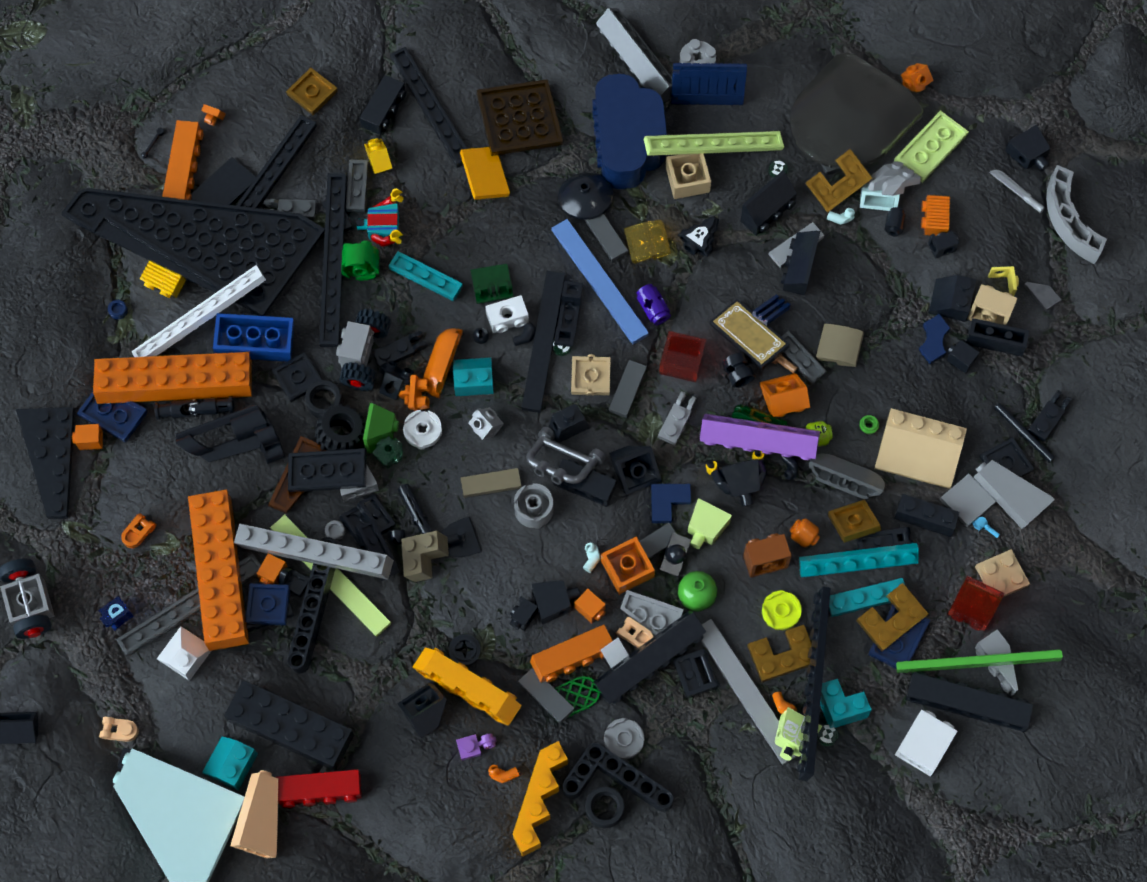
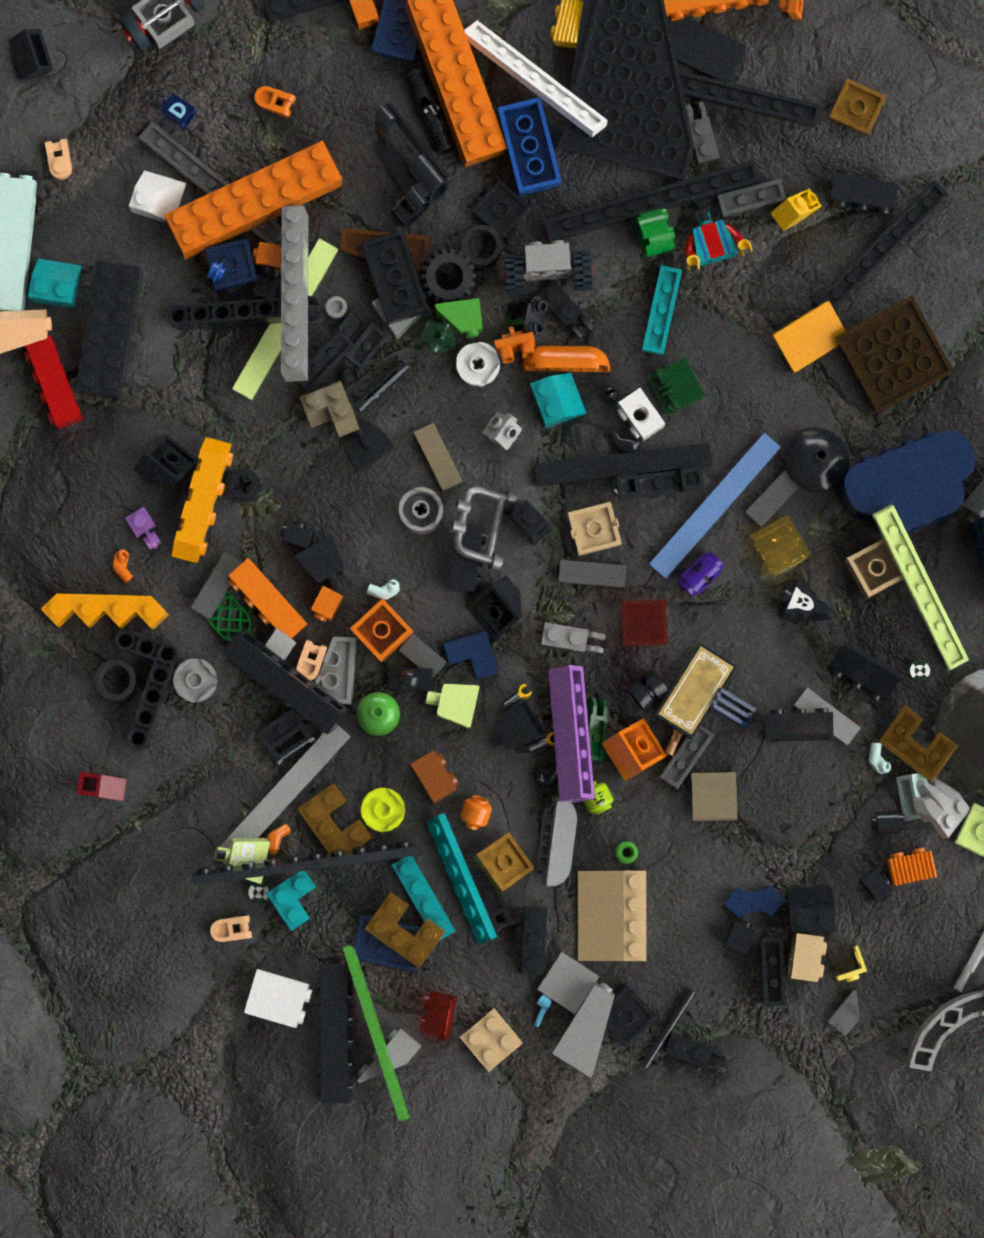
camera: 70 degrees right, 15 degrees up
(270, 614) = (216, 272): none -> blue plate
(697, 845) = (101, 786): none -> dark red slope
(854, 773) = (223, 929): none -> light nougat plate

